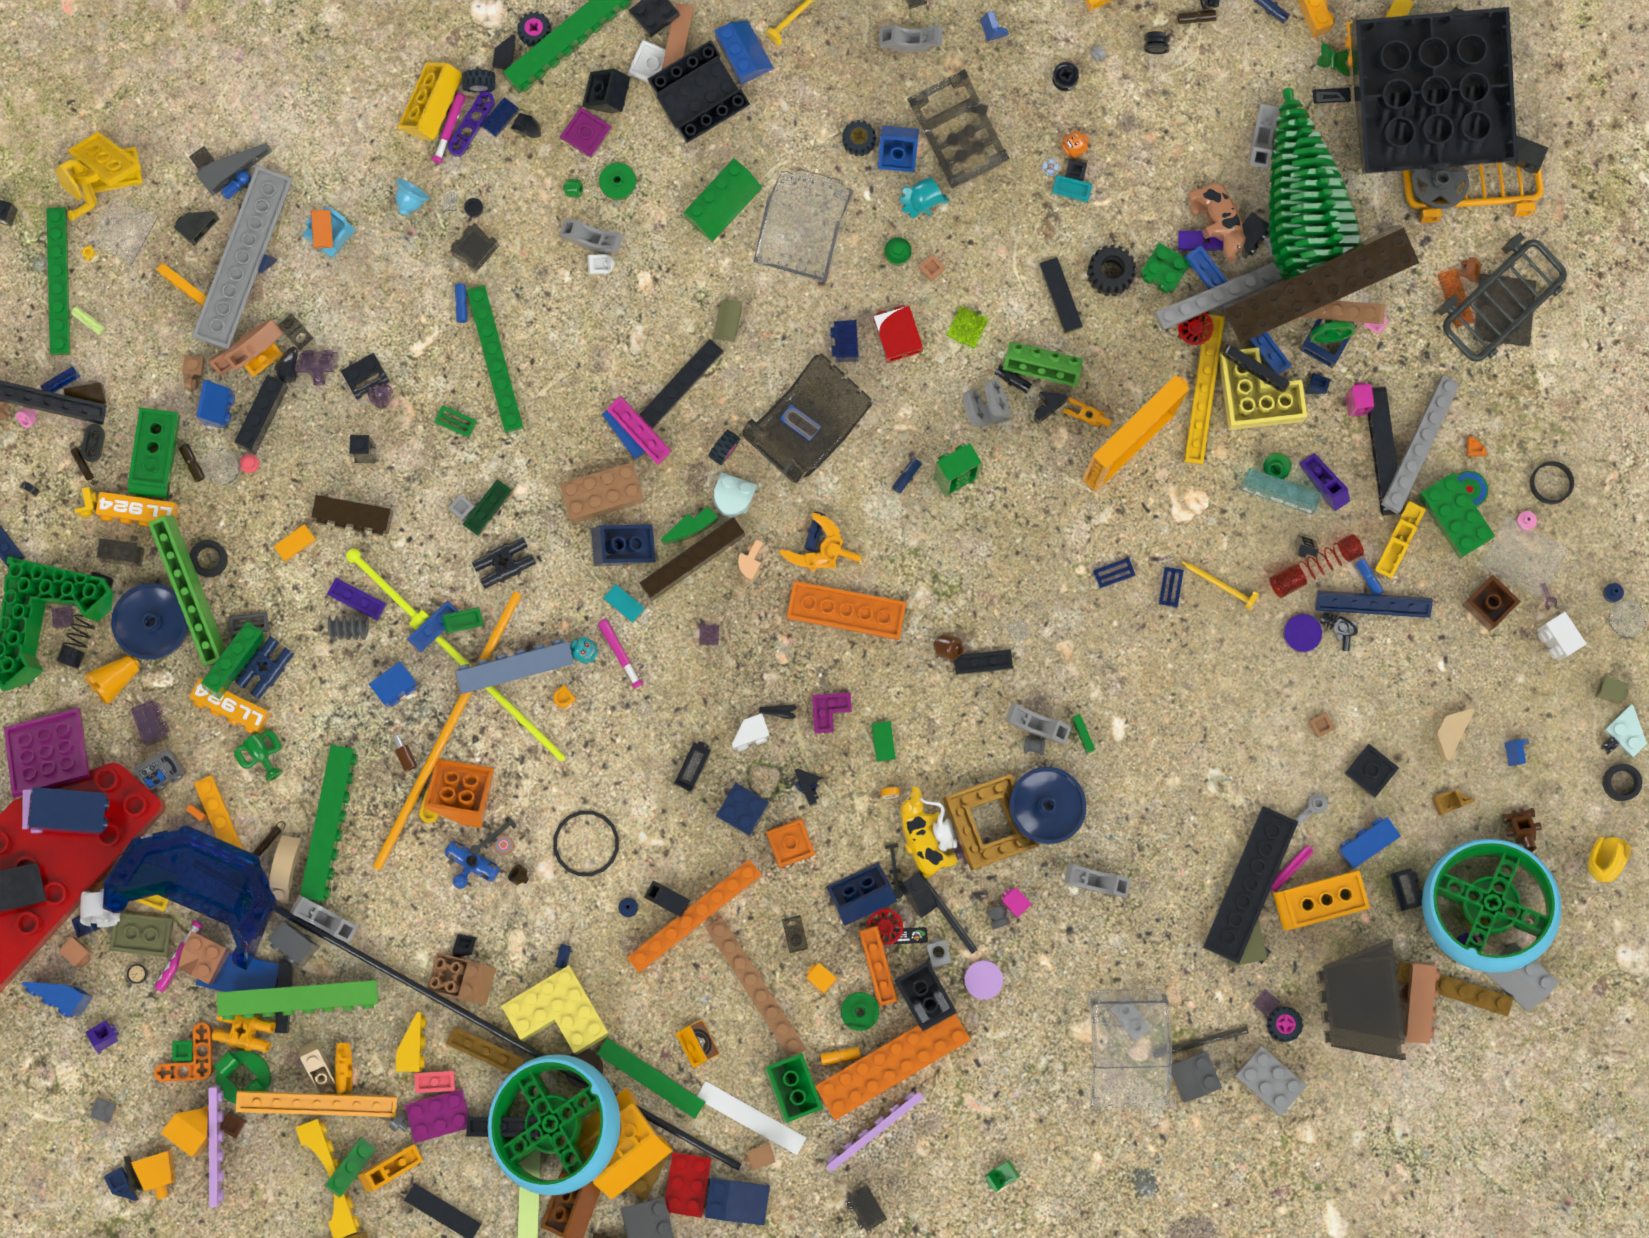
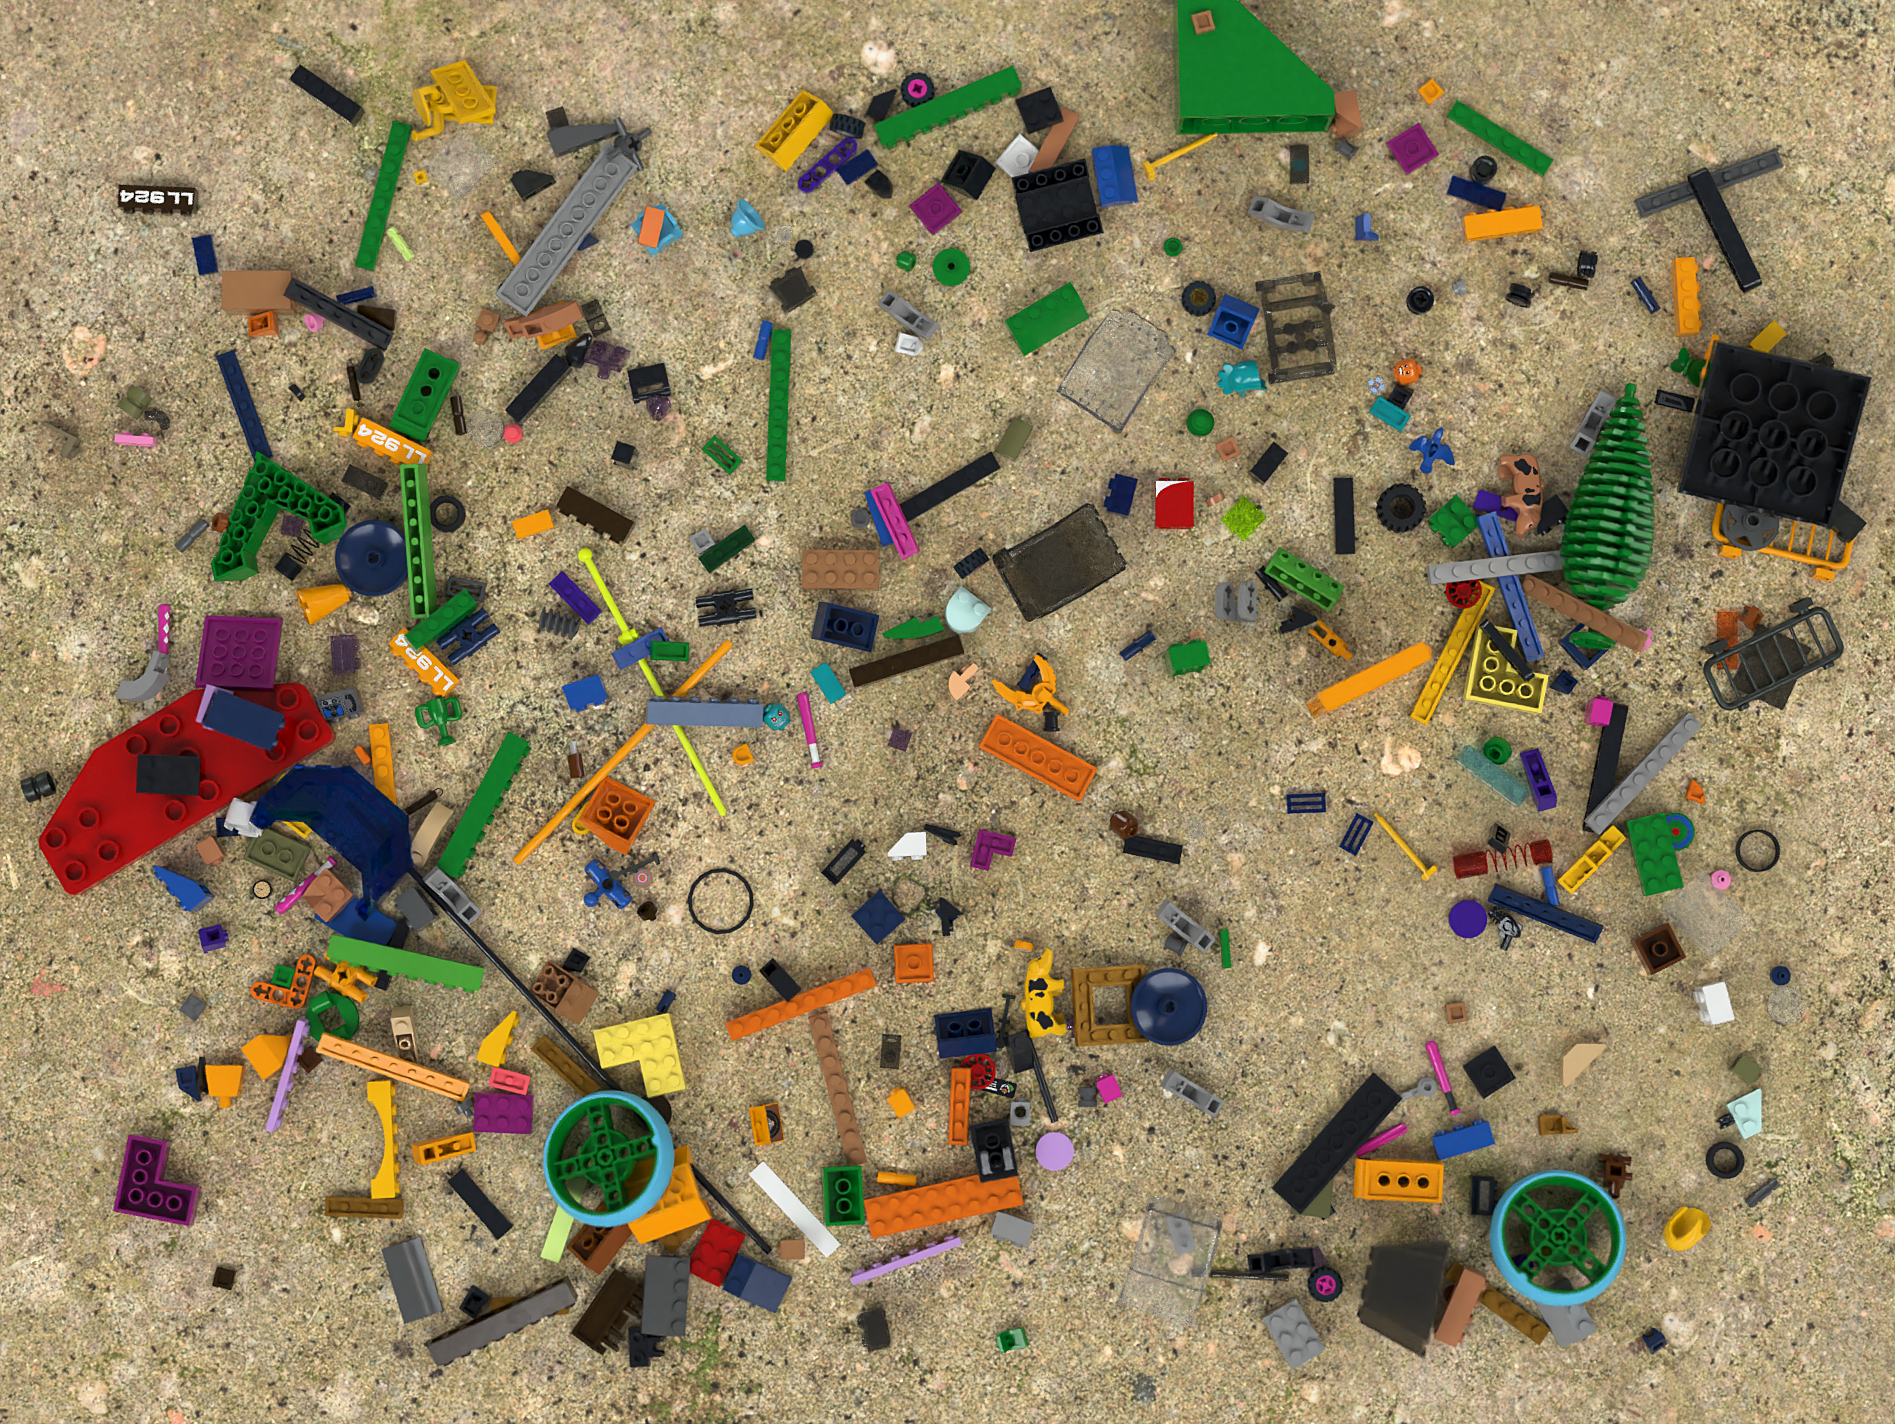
camera: 20 degrees right, 5 degrees up
(215, 405) = (497, 367): blue slope -> none
(242, 178) = (590, 150): blue axle -> none
(276, 160) = (628, 143): none -> dark grey bar
(343, 1068) = (428, 1040): light orange hinge -> none
(349, 1167) = (406, 1135): green plate -> none
(453, 115) = (816, 146): dark pink piece -> none
(510, 1126) = (566, 1146): black tile -> none
(605, 439) = (860, 518): none -> flat silver tile
(651, 1078) = (713, 1142): green tile -> none
(800, 423) = (1052, 562): tile -> none
(819, 99) = (1173, 247): none -> green plate
(848, 572) = (1051, 721): none -> black bush
(856, 1001) = (918, 1146): green plate -> none
(883, 741) = (1033, 894): green tile -> none
(935, 316) = (1215, 499): none -> nougat tile
(943, 830) = (1062, 999): white animal -> none
(966, 1067) = (1012, 1228): none -> light grey brick
(973, 268) = (1268, 463): none -> black brick
(1123, 209) = (1432, 450): none -> blue animal
(1195, 1077) = (1224, 1306): dark grey slope -> none
(1235, 1013) = (1280, 1260): none -> black arch
(1316, 773) = (1438, 1066): none -> dark pink piece
(1341, 276) = (1636, 589): dark brown arch -> none
(1515, 752) = (1632, 1098): blue tile -> none
(1548, 597) = (1715, 959): hand -> none
(1618, 976) = (1656, 1342): none -> dark blue tile

